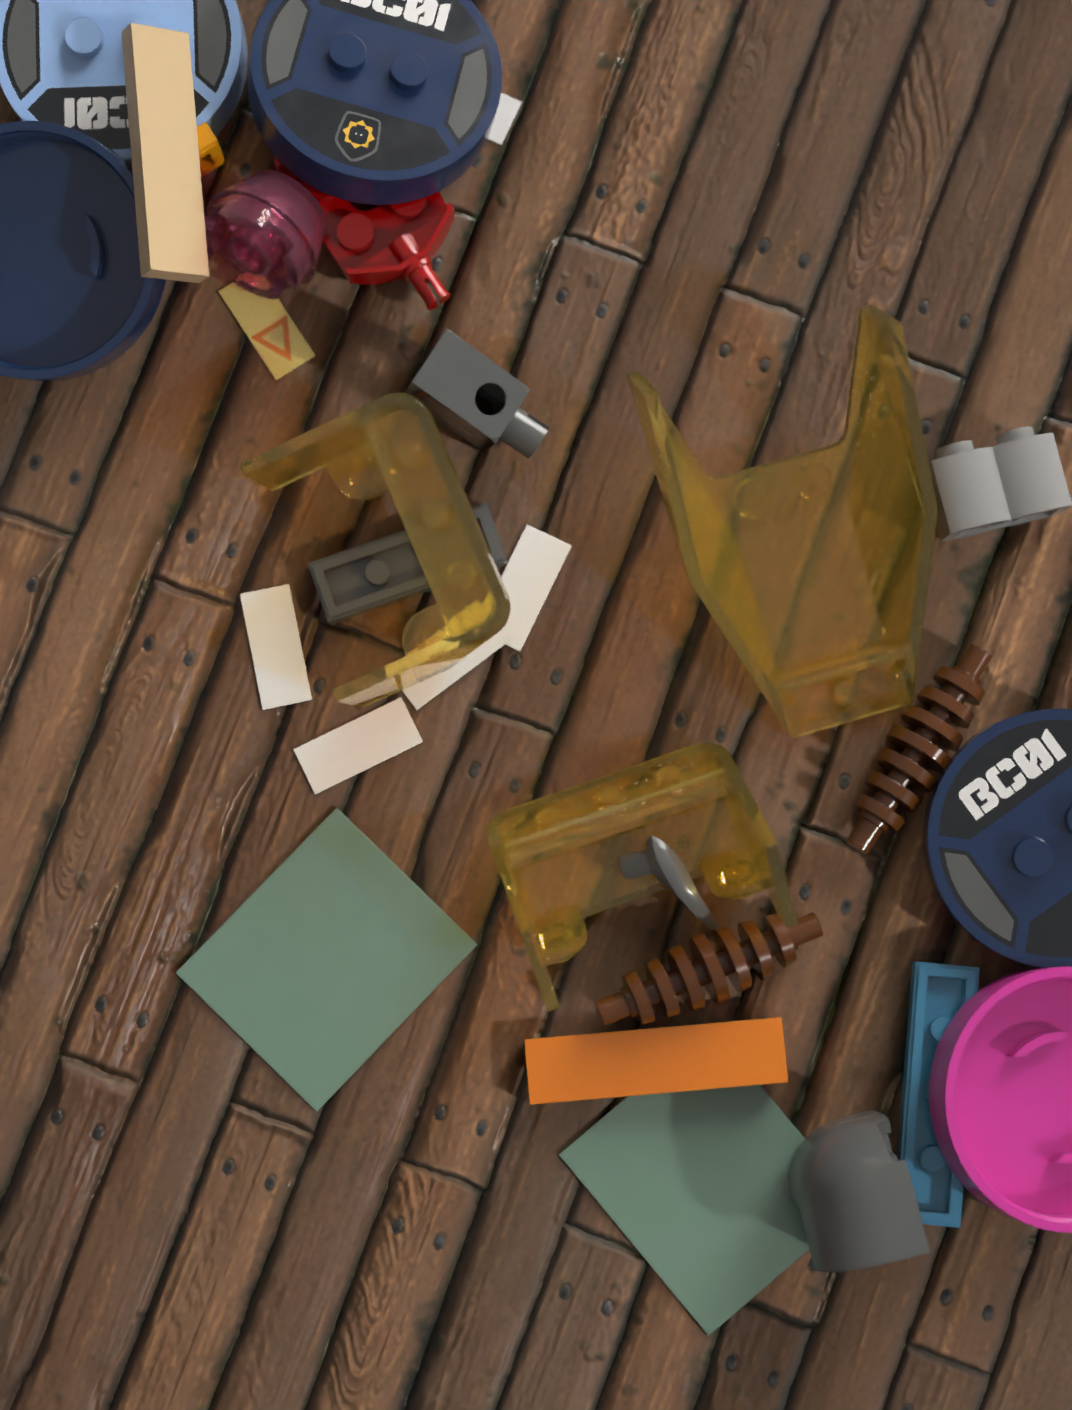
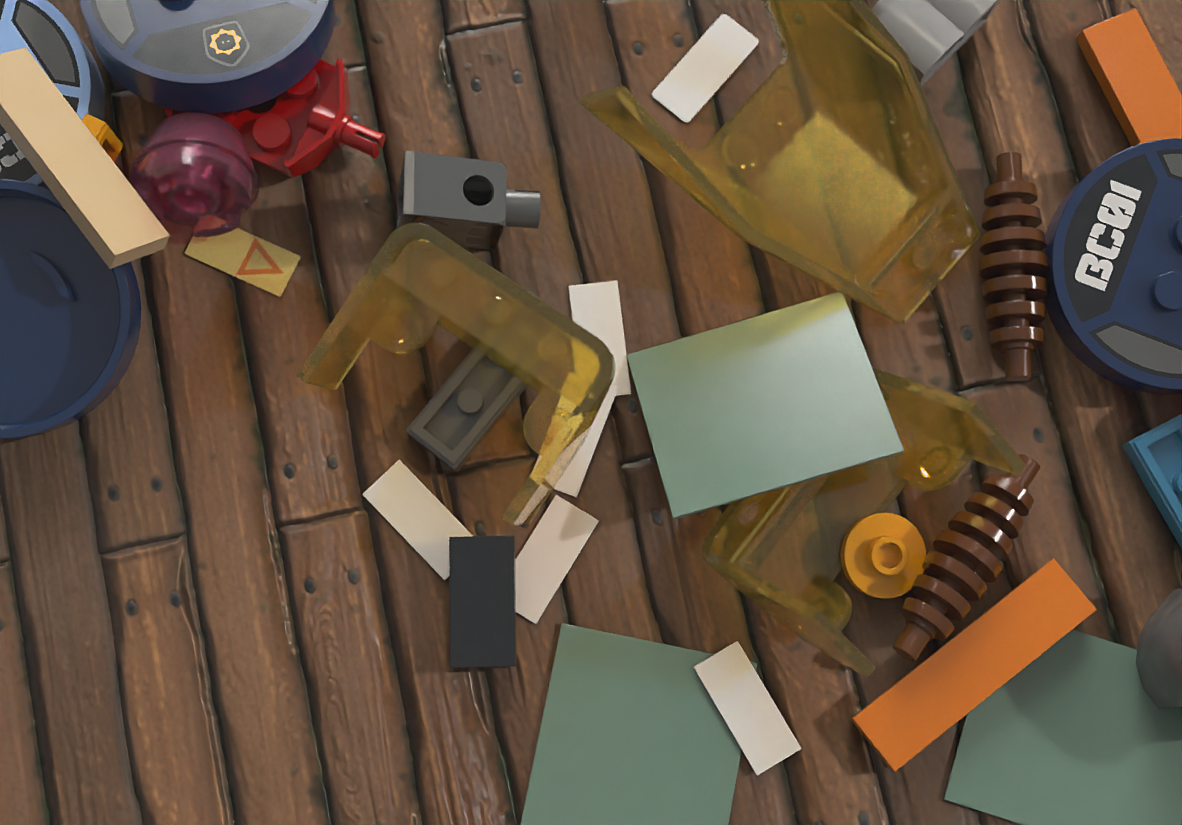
camera: 30 degrees left, 5 degrees down
(281, 748) = (482, 601): none -> black tile
(444, 975) = (747, 708): none -> white sticker
(617, 730) = (762, 405): none -> sand green piece
(641, 922) = (882, 555): none -> light orange piece
(671, 872) = (881, 495): dark grey bar -> none
(772, 404) = (705, 68): none -> white sticker

